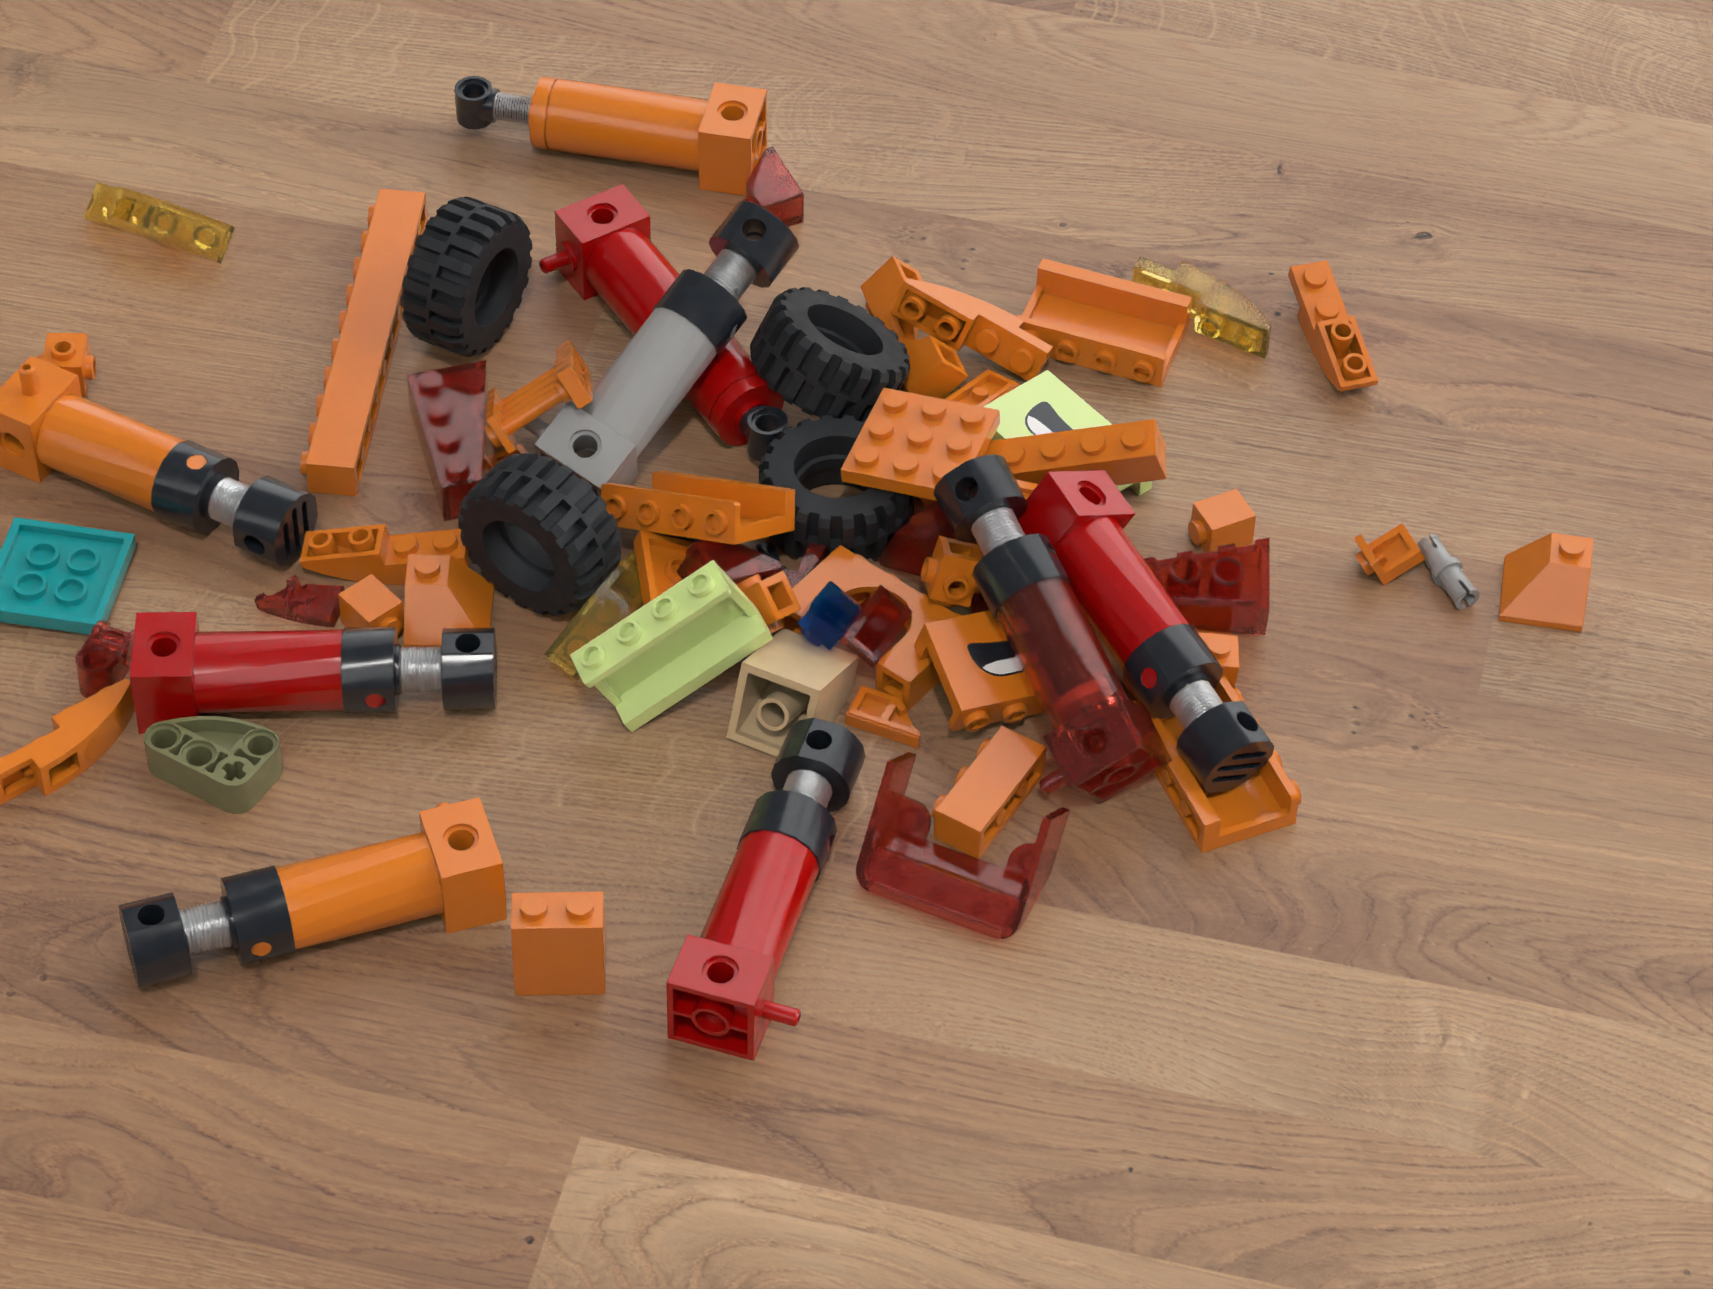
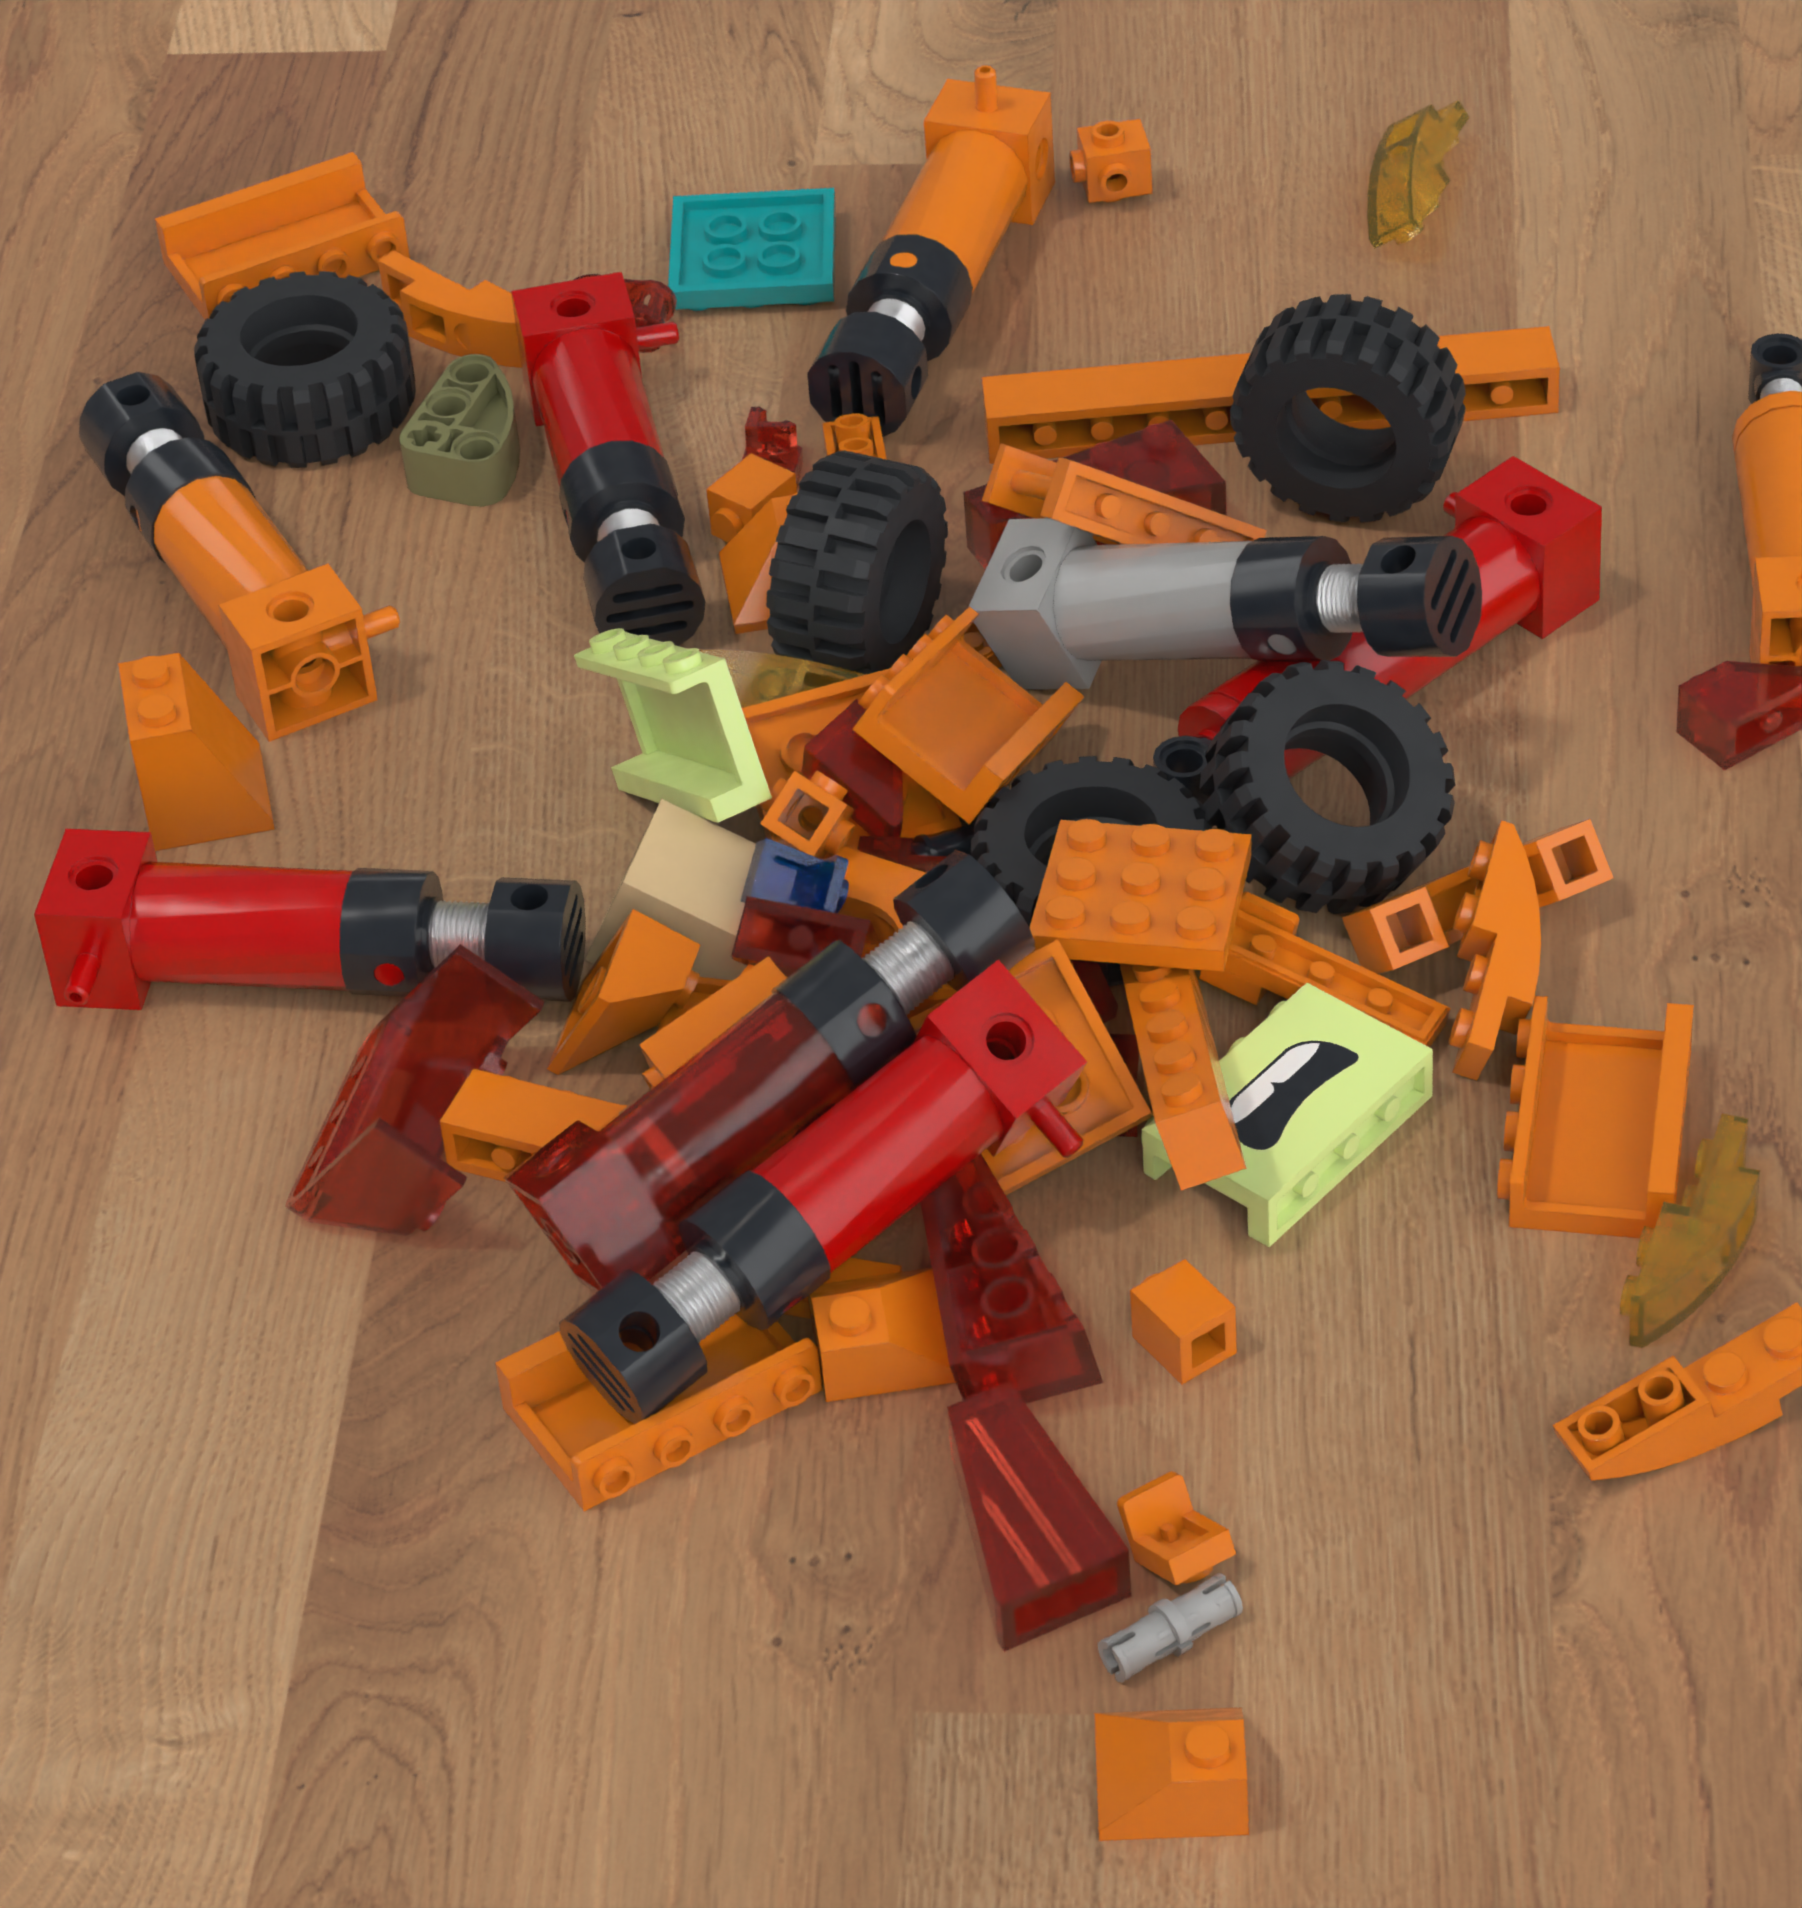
camera: 85 degrees right, 5 degrees down
(98, 796) = (305, 369): none -> black tyre
(884, 725) = (627, 990): none -> orange slope
(1359, 614) = (1032, 1522): none -> clear red slope

